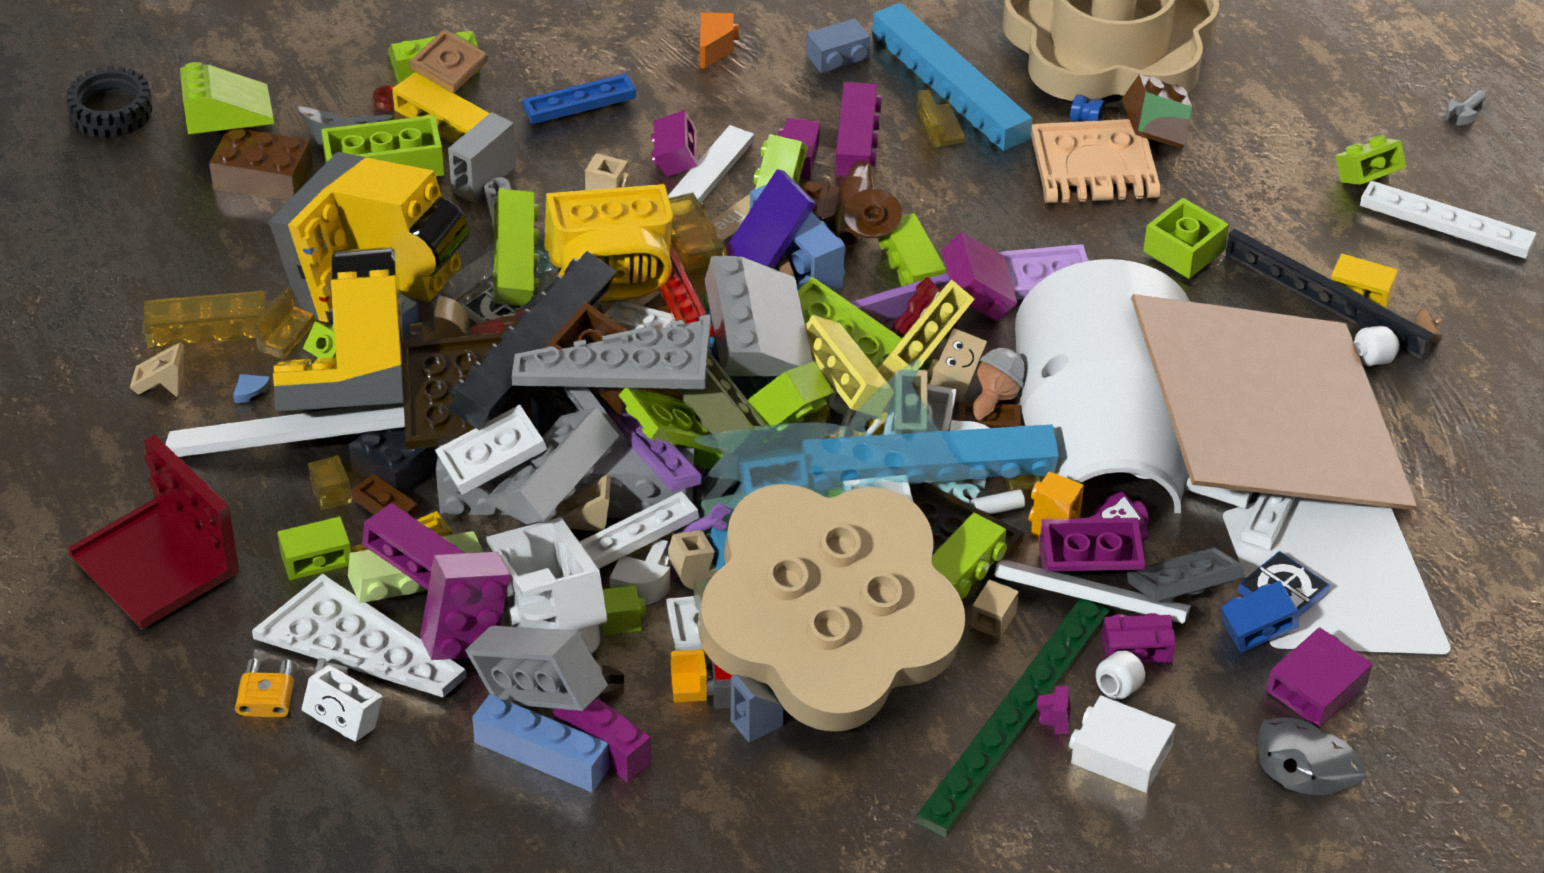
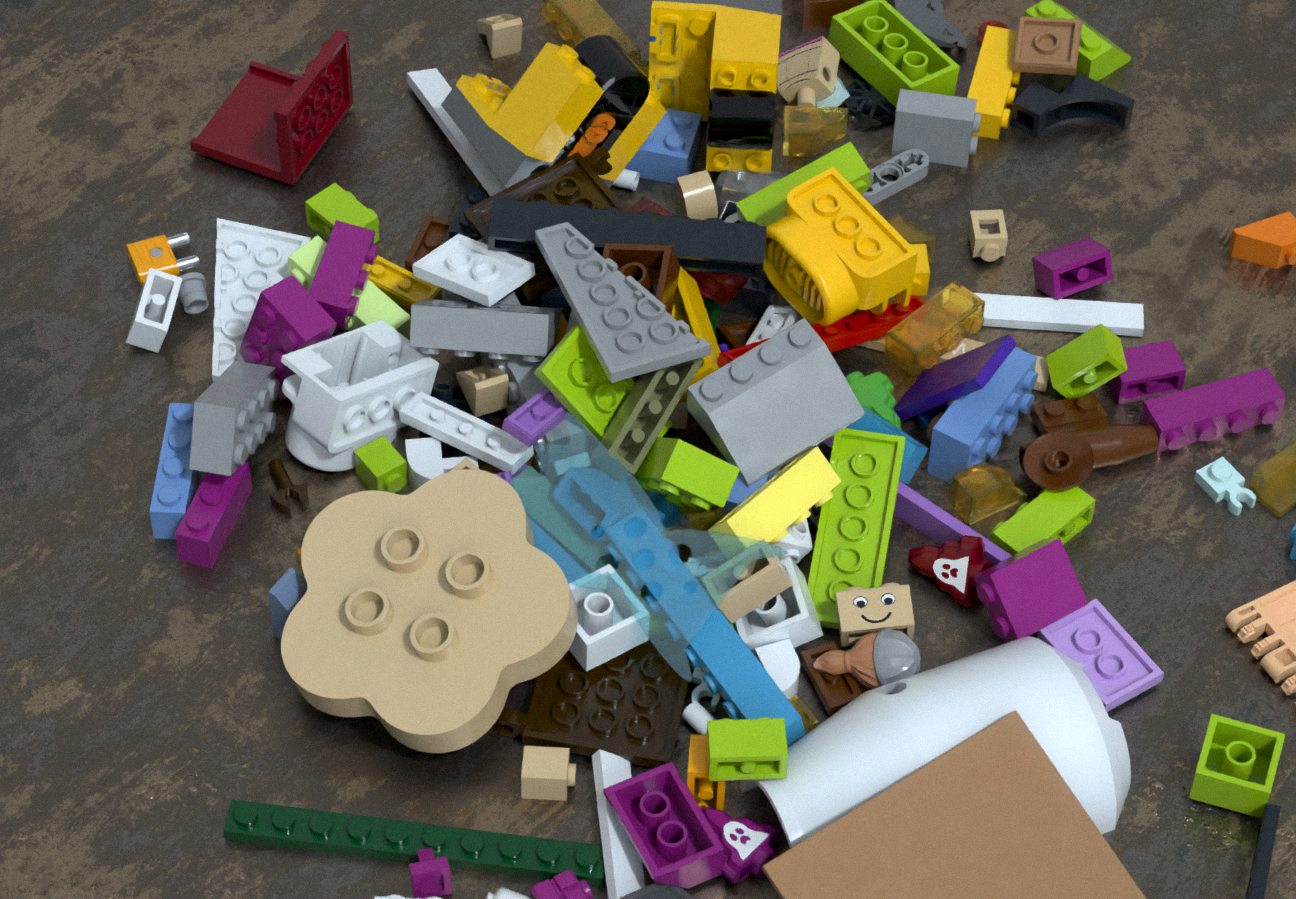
camera: 65 degrees right, 5 degrees up
(329, 482) = (430, 196): clear yellow brick -> none
(501, 76) = (1083, 100): none -> black arch
(579, 98) = (1095, 172): blue plate -> none
(861, 275) = (984, 491): none -> clear yellow slope
(922, 154) = (1223, 481): none -> light aqua plate
(928, 329) = (883, 563): light yellow brick -> none
(970, 552) = (580, 714): lime brick -> none
(1076, 457) = (746, 749): none -> lime brick

